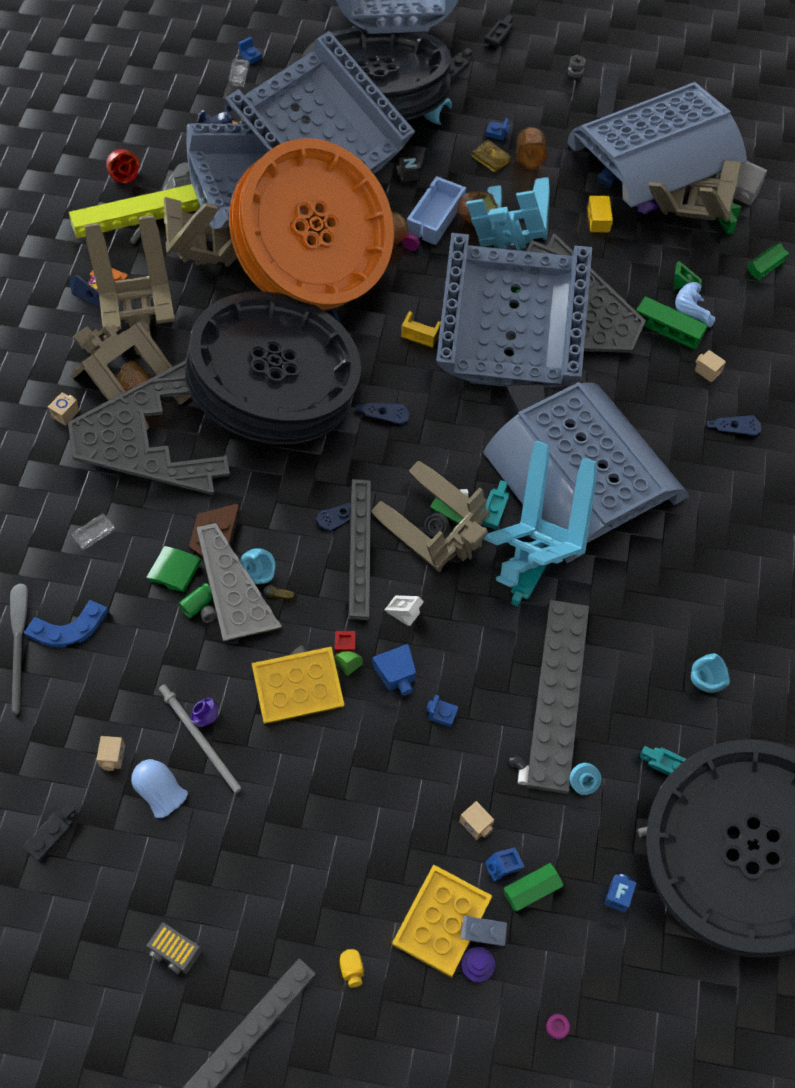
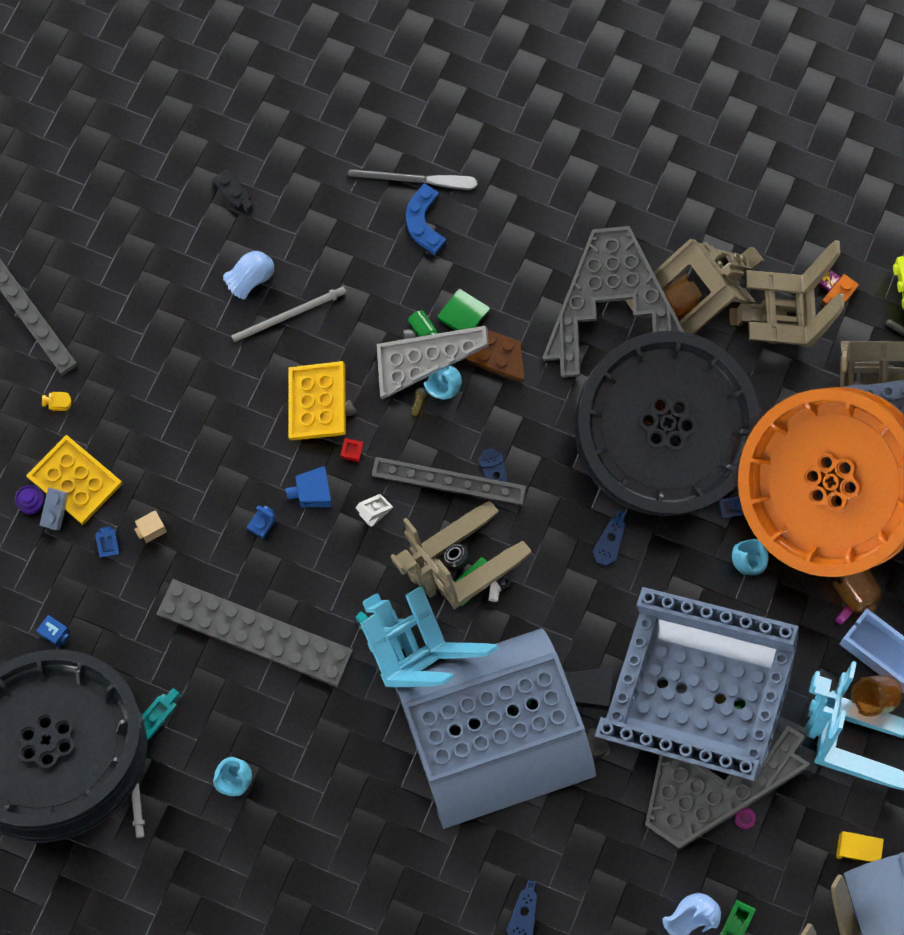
camera: 105 degrees right, 10 degrees up
(63, 408) = (667, 234): tan brick -> none
(92, 531) = (518, 248): clear plate -> none
(110, 752) = (290, 241): tan brick -> none
(173, 949) = (110, 270): dark grey brick -> none
(204, 712) = (308, 319): dark purple plate -> none
(348, 661) = (329, 446): bright green brick -> none
(378, 305) = (750, 557): none -> medium azure piece
(419, 332) = (717, 591): yellow panel -> none
(495, 505) = (471, 623): teal hinge -> none
(523, 768) = (191, 579): arm -> none
(532, 887) = (79, 560): green piece -> none
(585, 778) = (162, 630): medium azure plate -> none
(671, 323) = (678, 881): green brick -> none
(709, 365) = (608, 908): tan brick -> none

